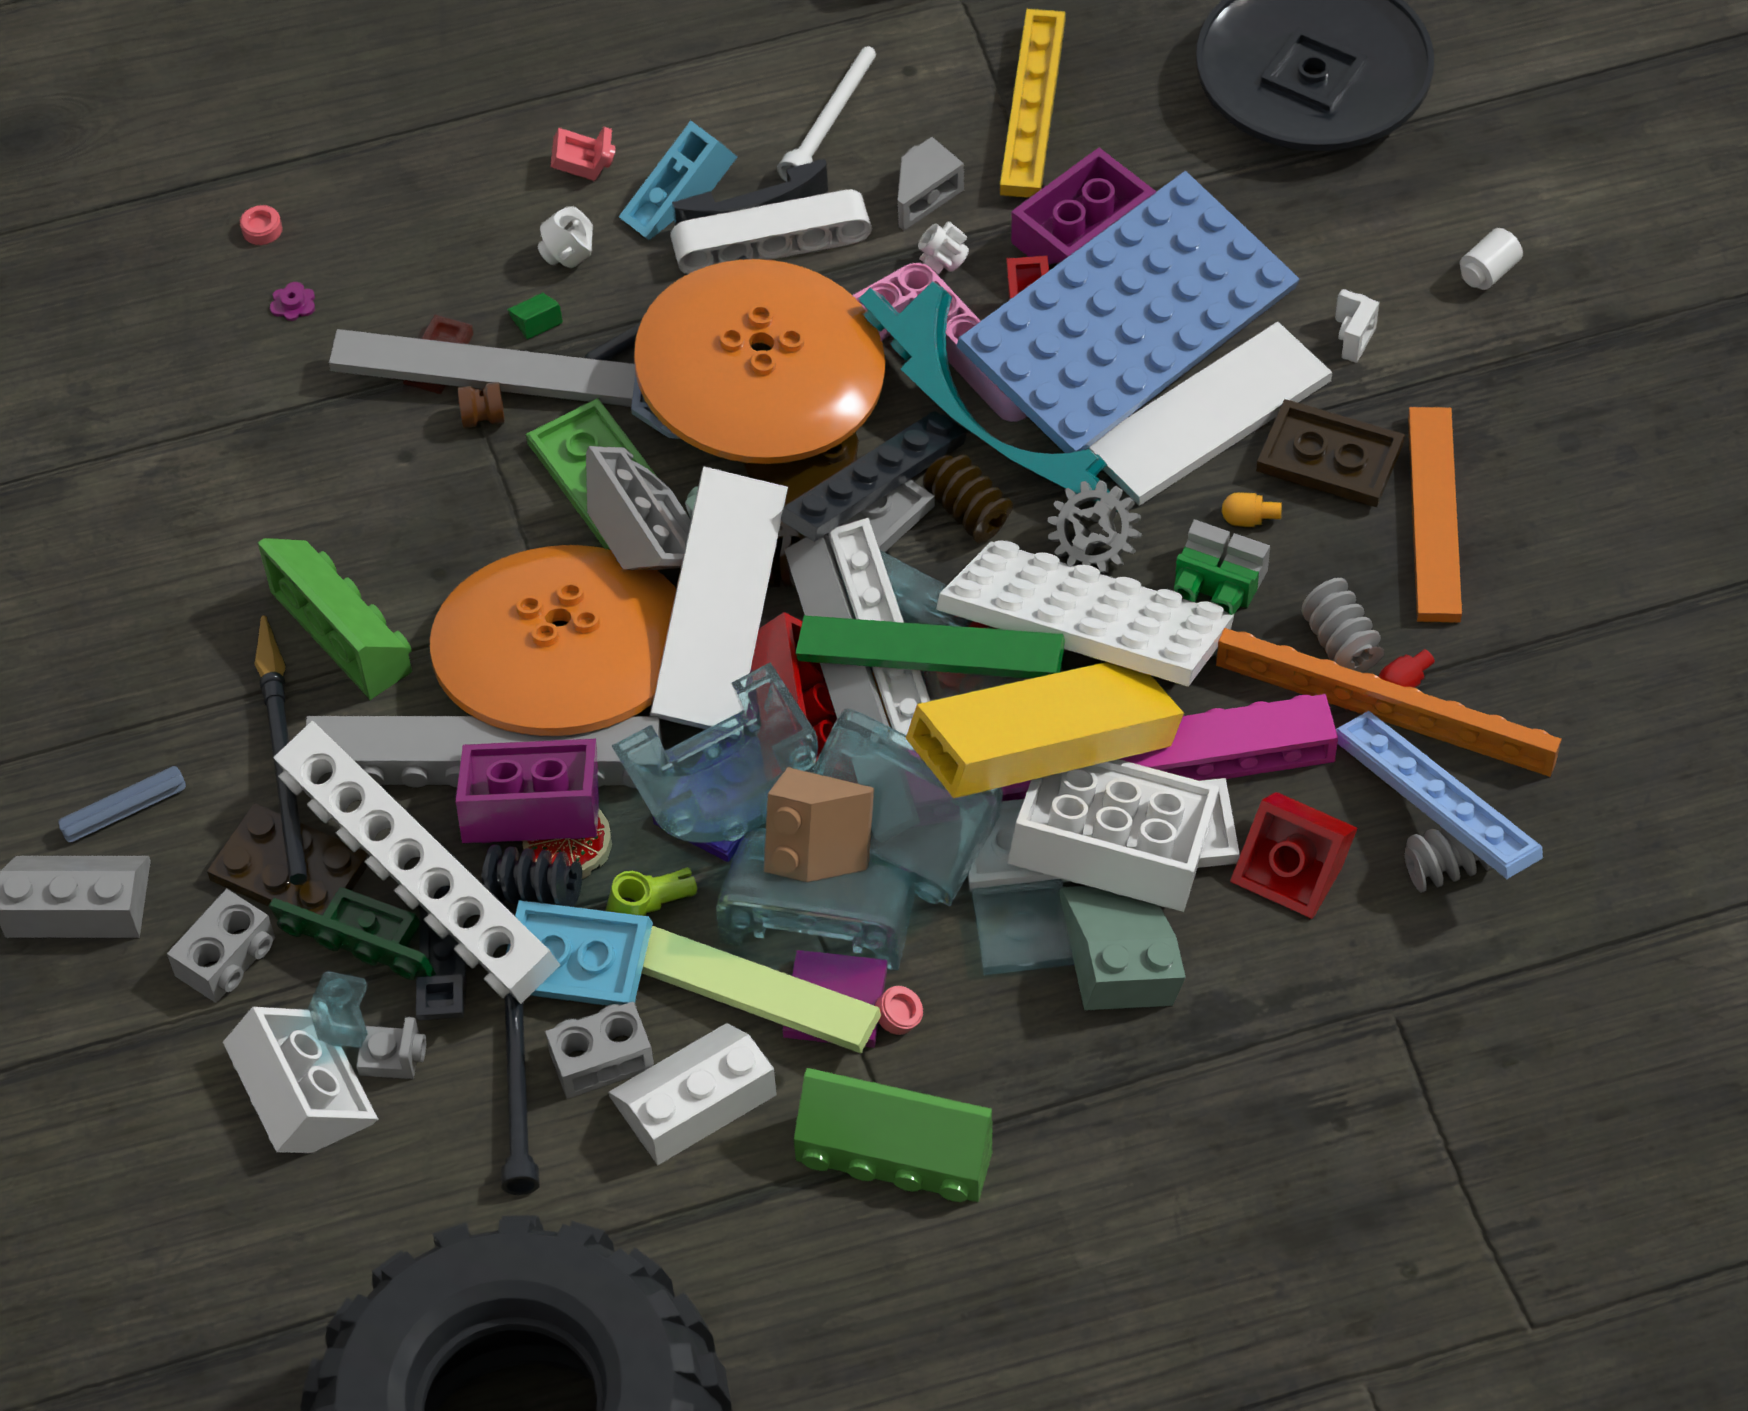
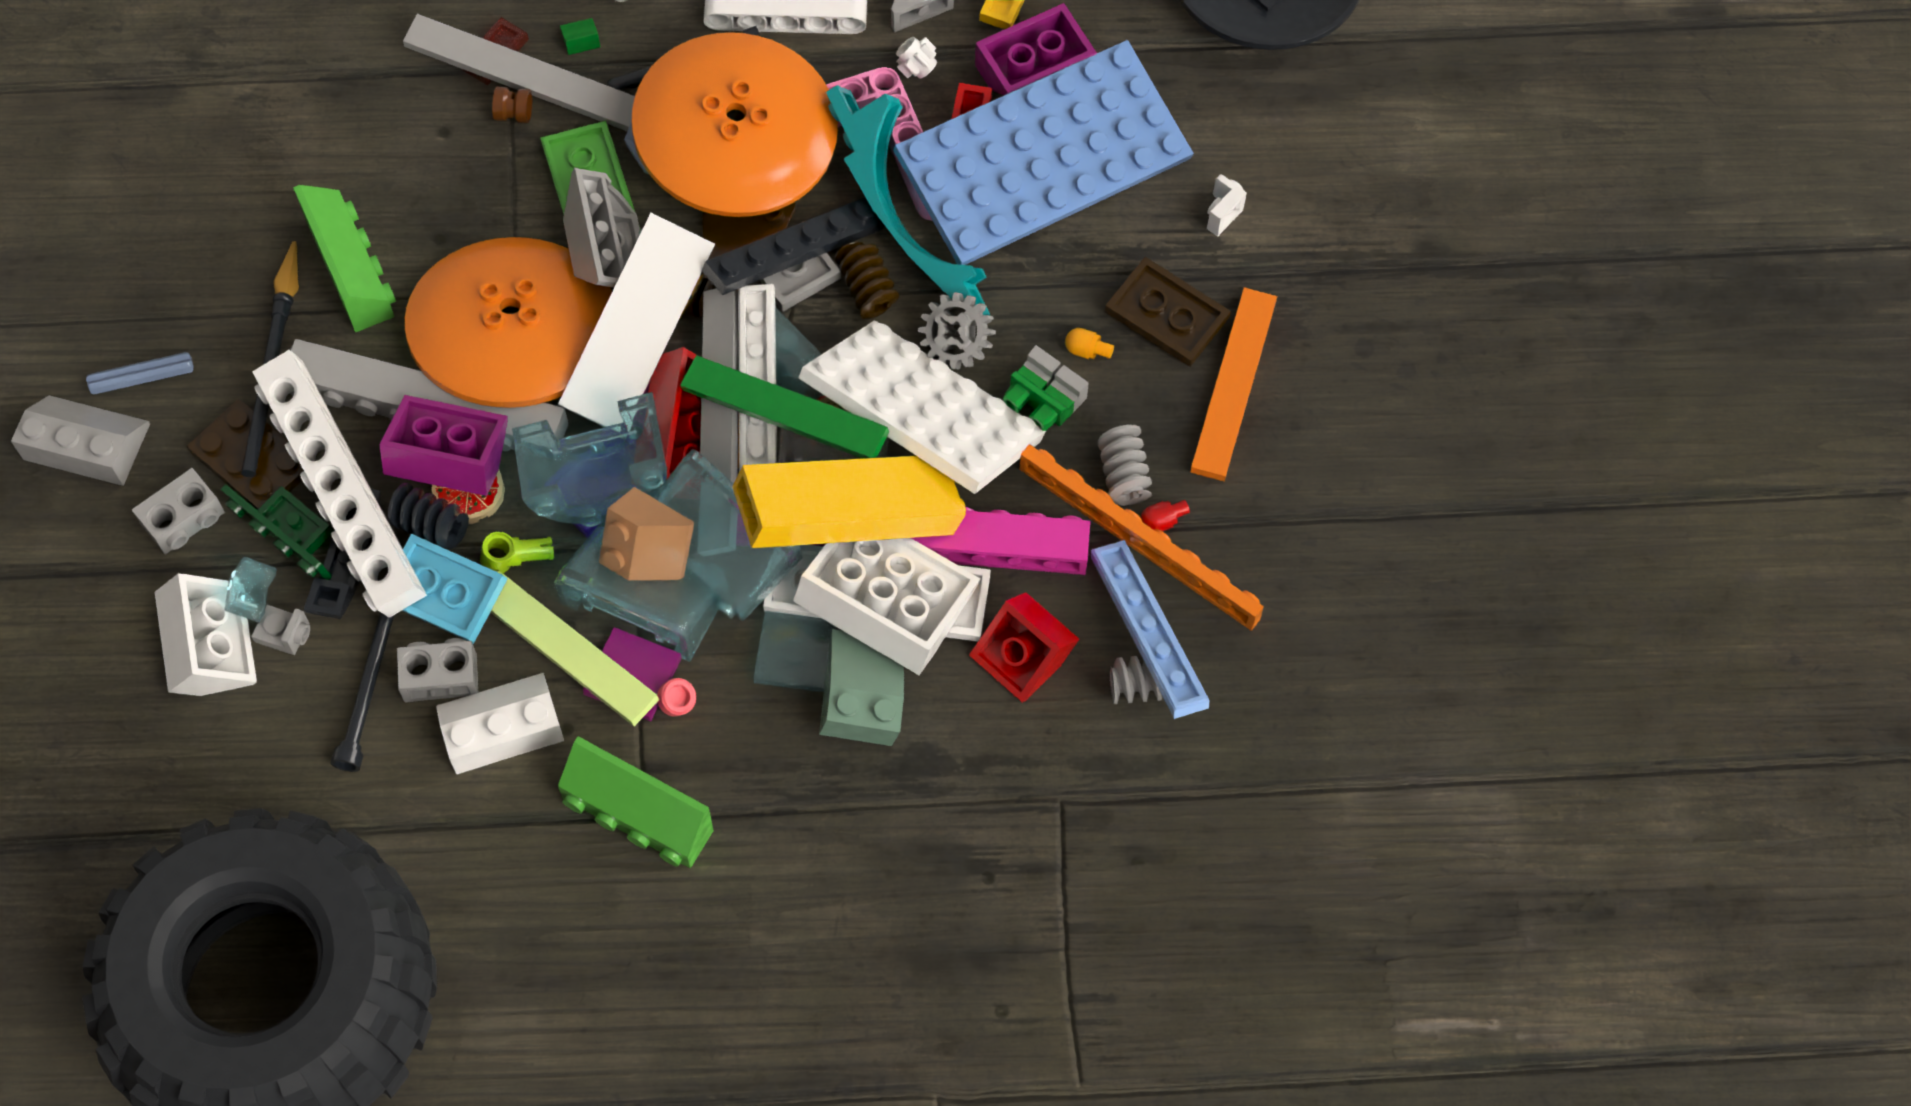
camera: 10 degrees right, 10 degrees up
(1209, 412) = (1084, 251): white tile -> none
(1490, 259) = (1352, 174): white brick -> none

